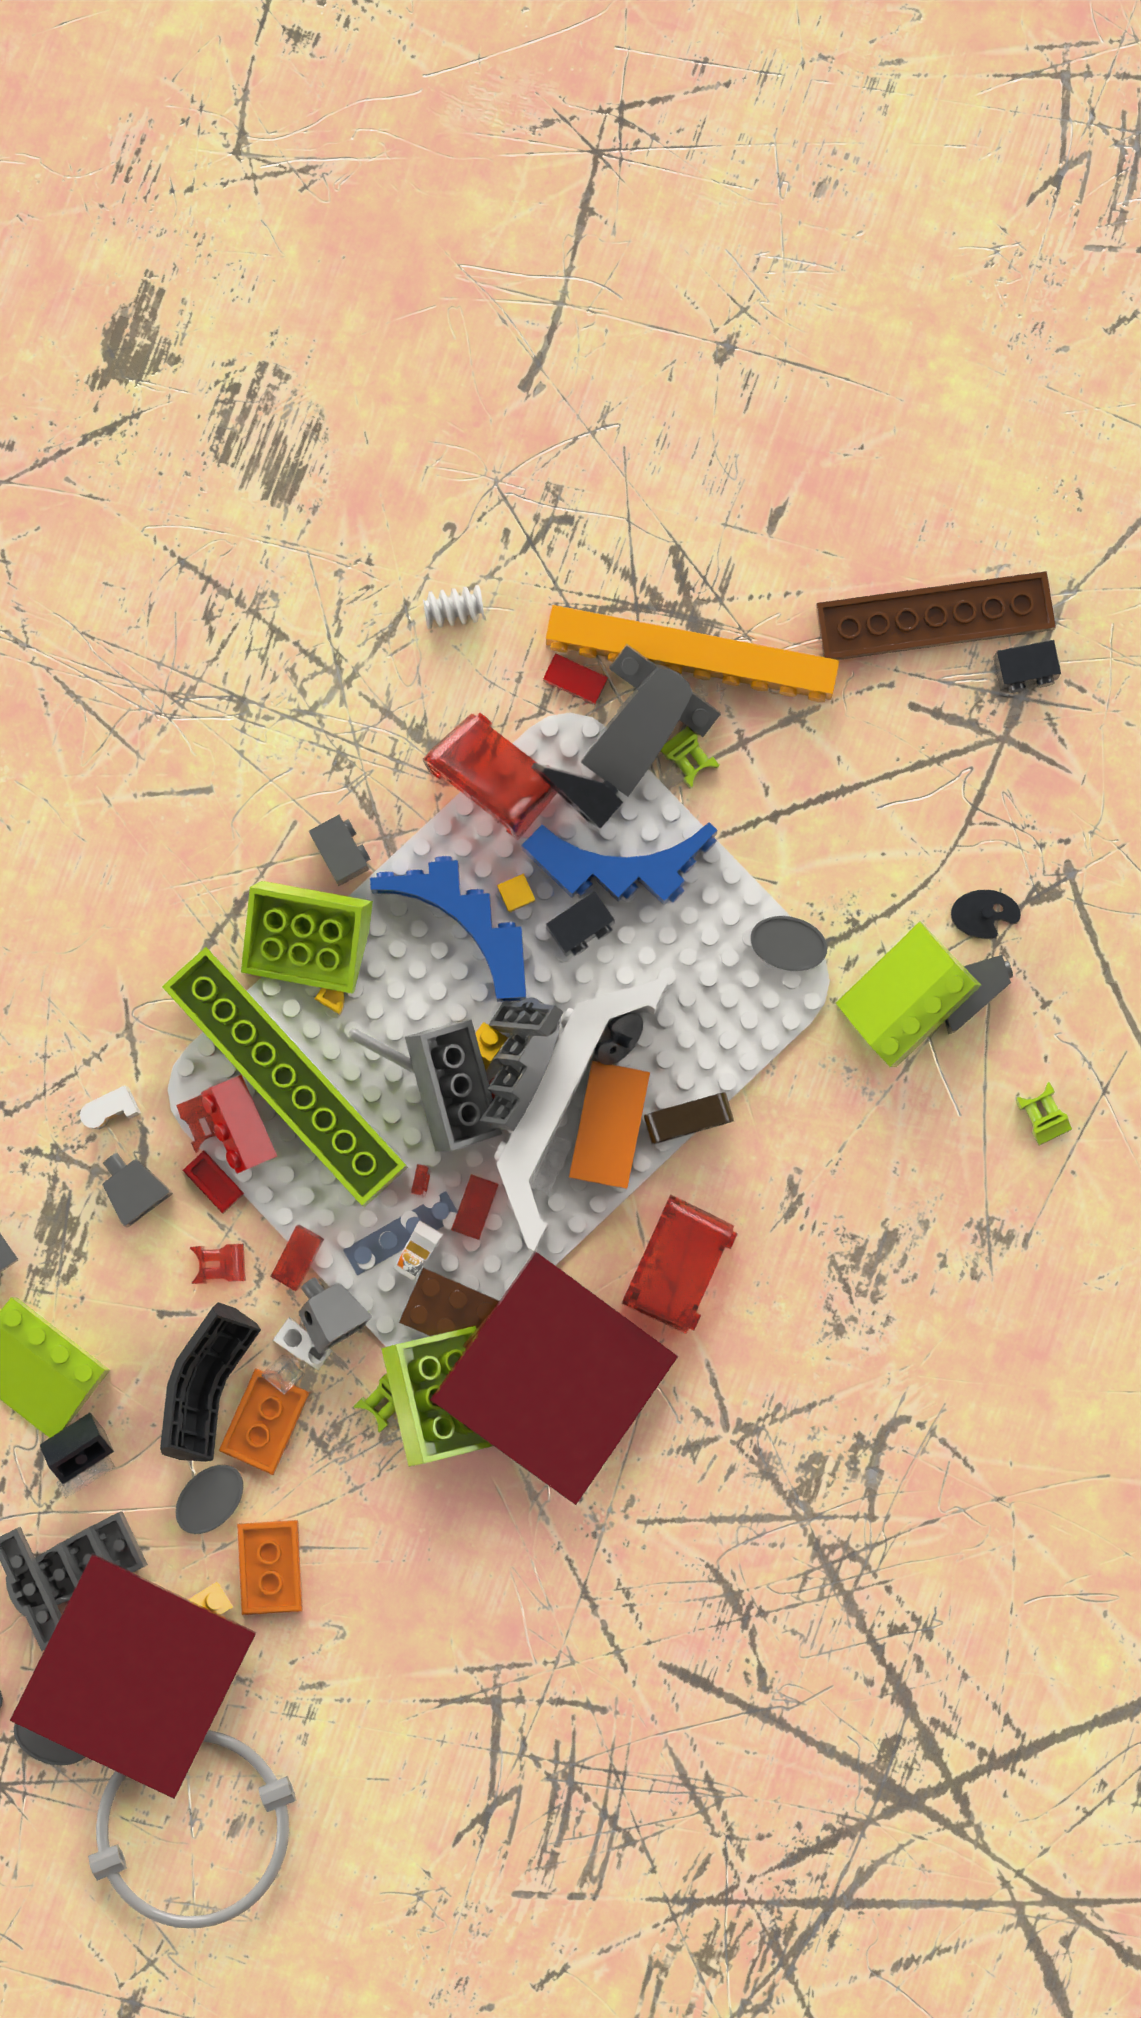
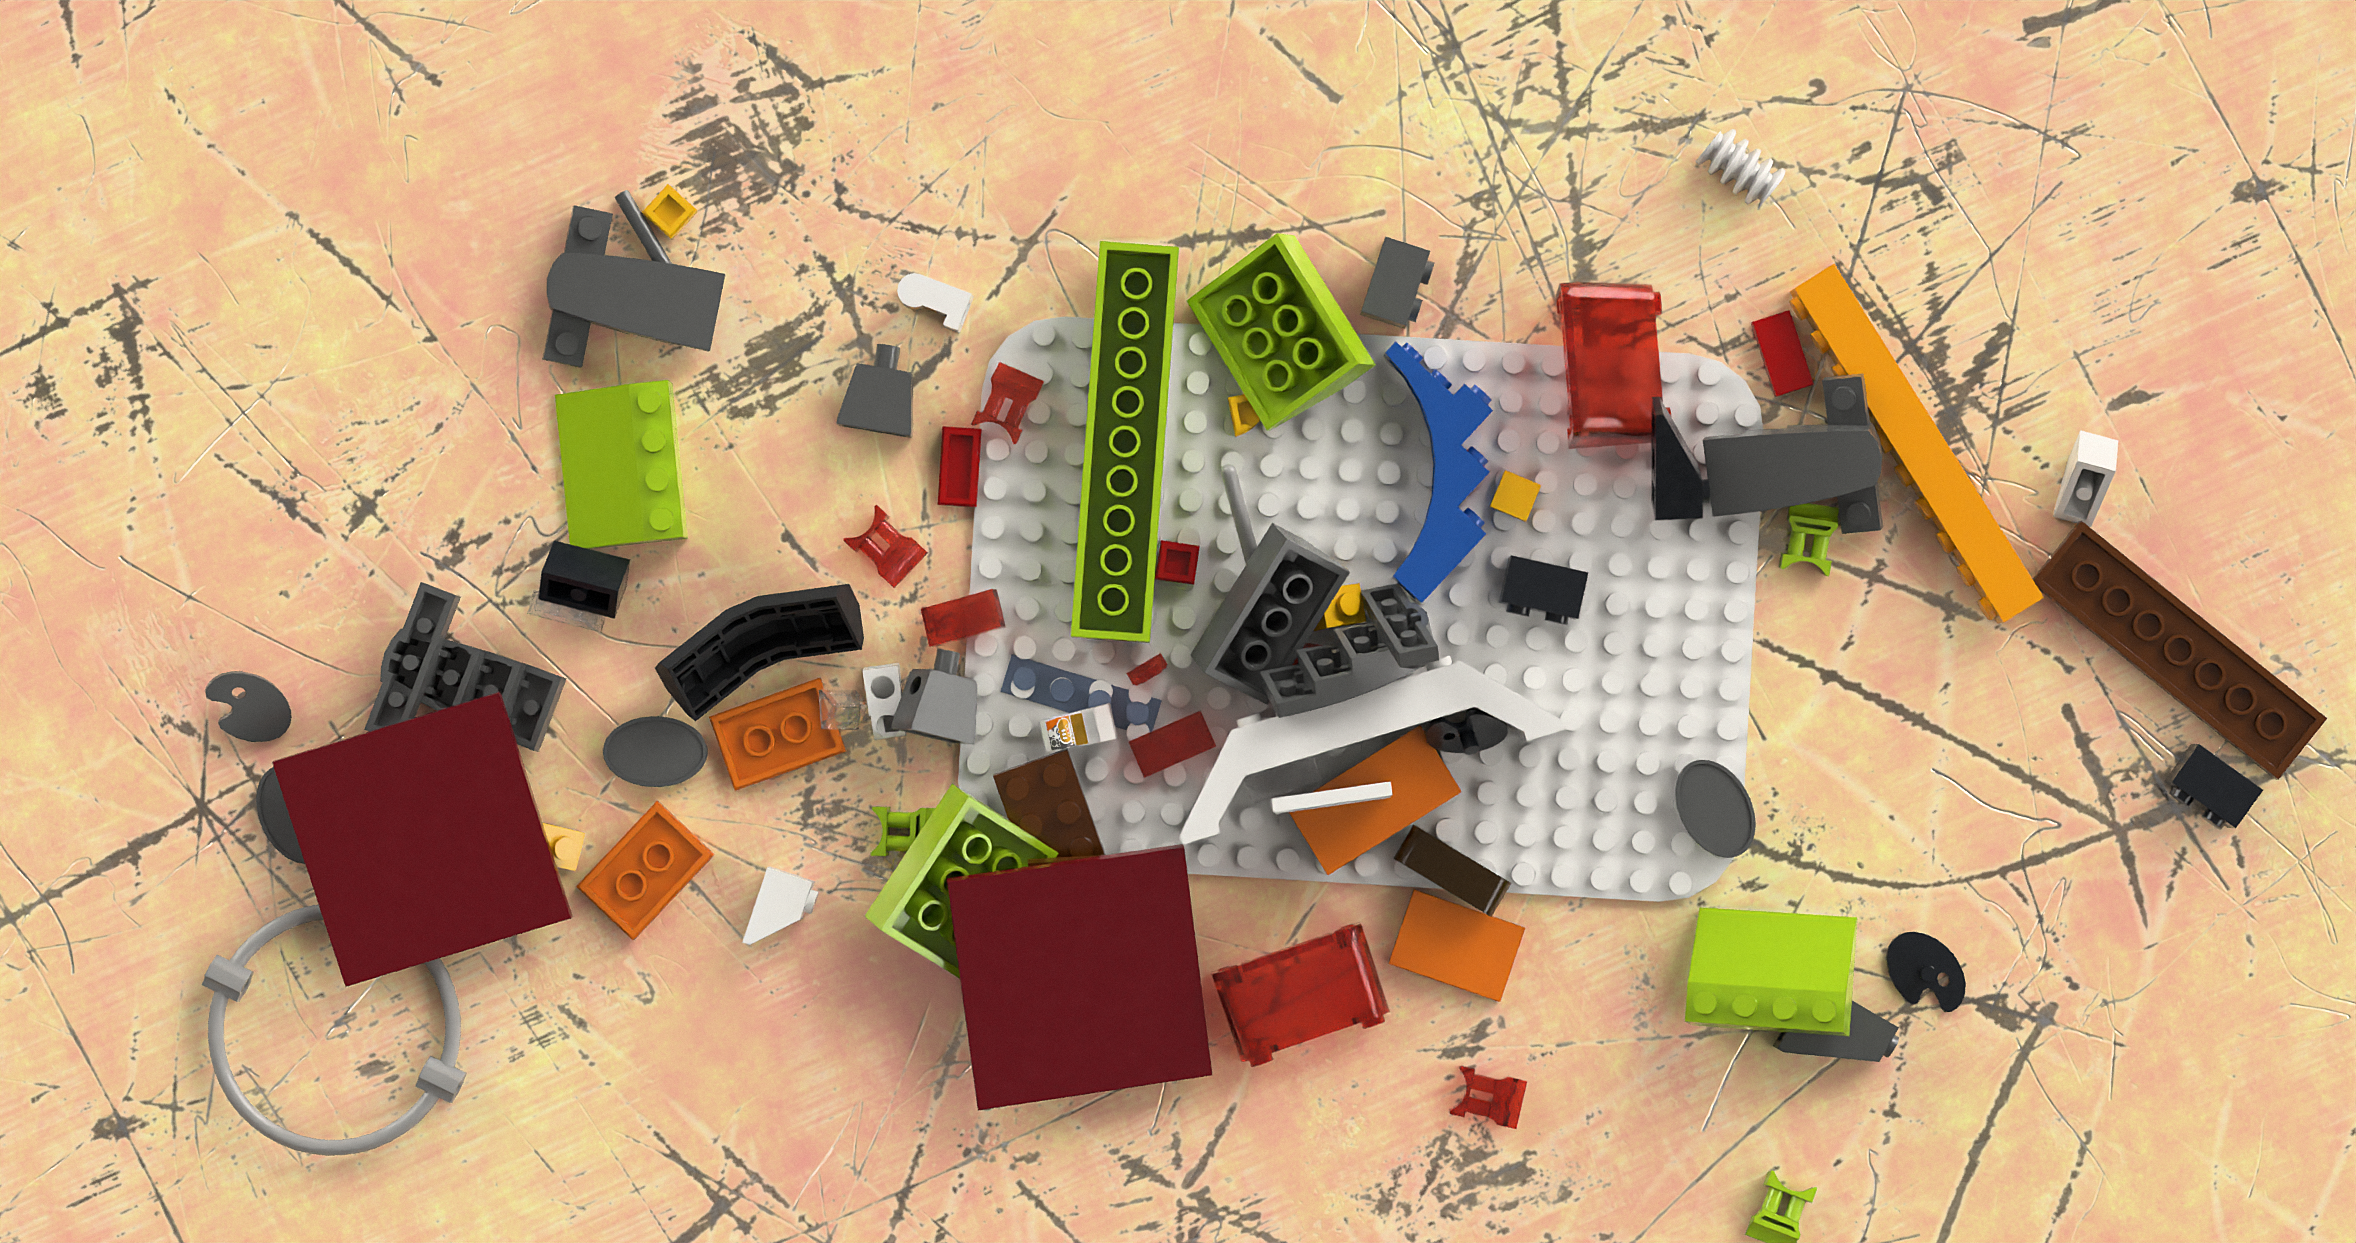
camera: 45 degrees right, 5 degrees up
(238, 1124) = (1036, 441): brick -> none
(358, 1508) = (779, 903): none -> white slope
(378, 1111) = (1177, 562): none -> red tile
(585, 1145) = (1331, 797): none -> white tile
(657, 872) = (1664, 616): blue arch -> none
(732, 1155) = (1456, 945): none -> orange tile
(796, 579) = (2086, 478): none -> white slope
(843, 1208) = (1505, 1101): none -> clear red piece

